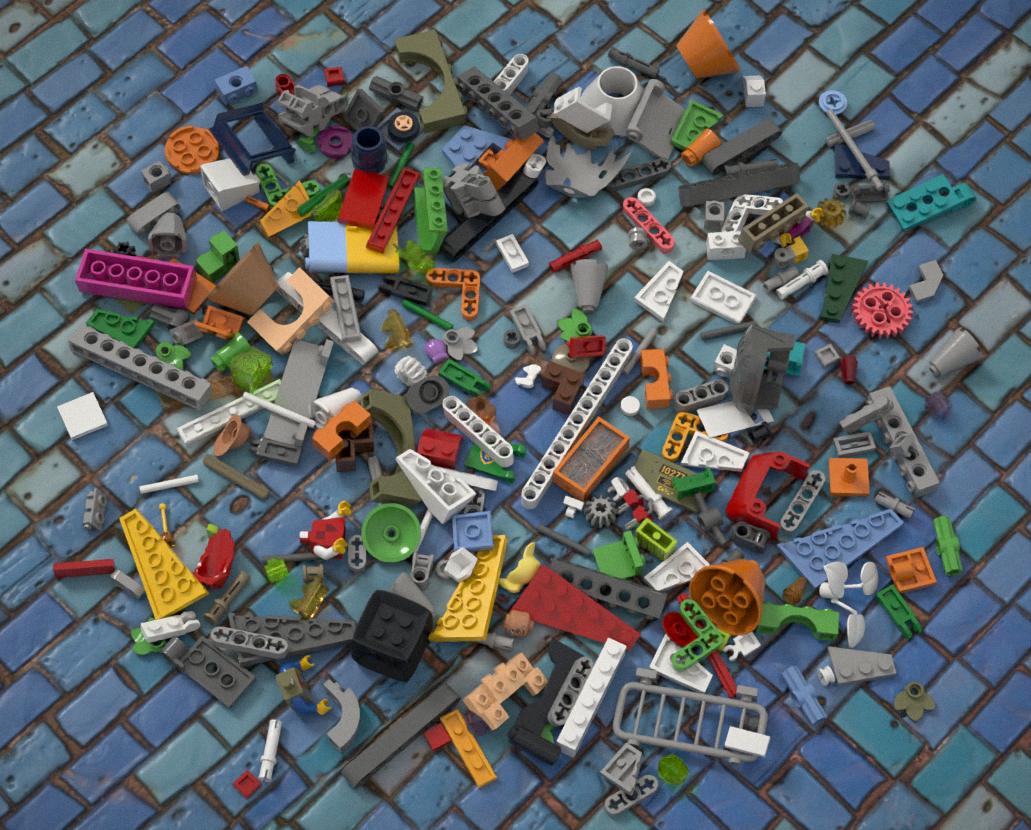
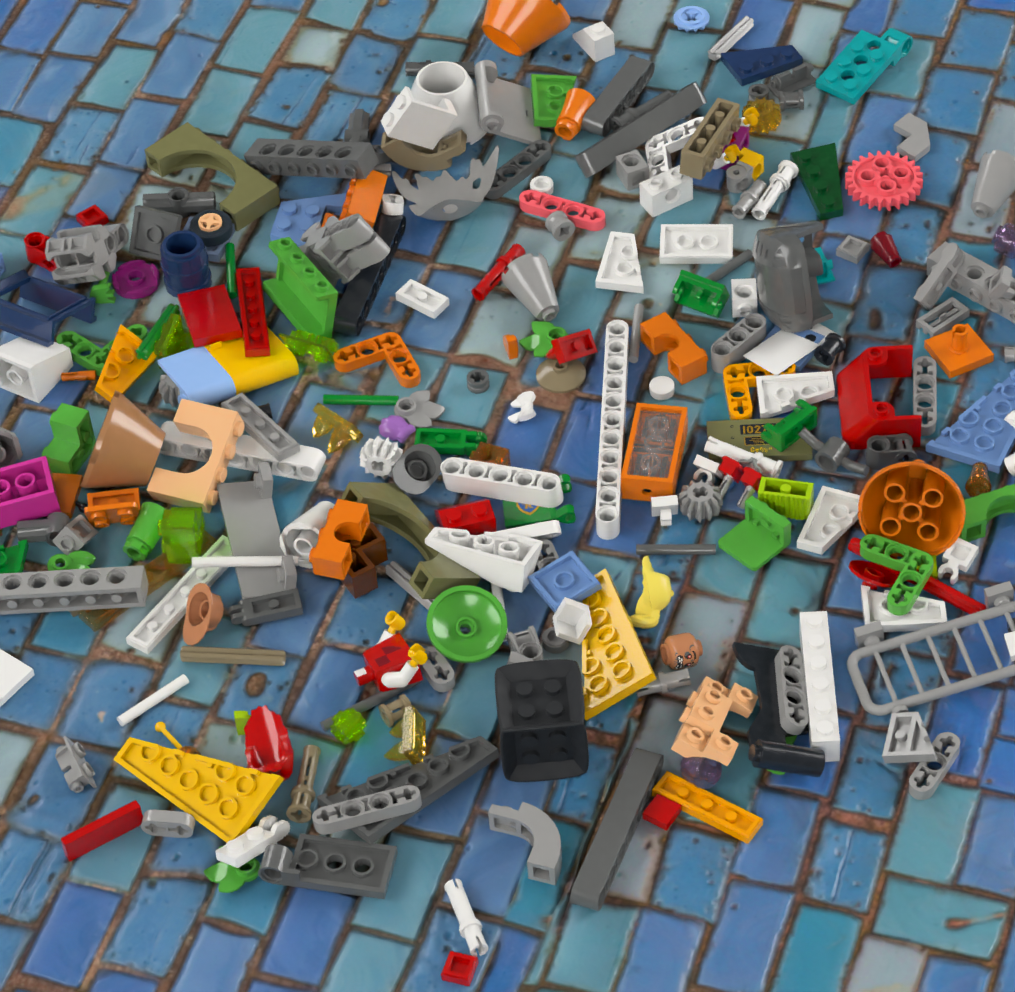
camera: 20 degrees left, 15 degrees down
(295, 688) = (459, 835): torso -> none
(406, 289) = (317, 384): black hinge -> none
(515, 71) = (307, 124): white beam -> none
(527, 328) = (493, 362): light grey hinge -> none
(549, 321) = (511, 346): none -> orange tile
(563, 606) = (733, 609): red wing -> none
(566, 384) = (571, 394): reddish brown brick -> none
(656, 598) = (828, 553): dark grey brick -> none
(672, 770) = (965, 716): clear neon green hair -> none
(698, 344) = (700, 294): none -> green hinge
(871, 174) = (782, 59): light grey bar -> none

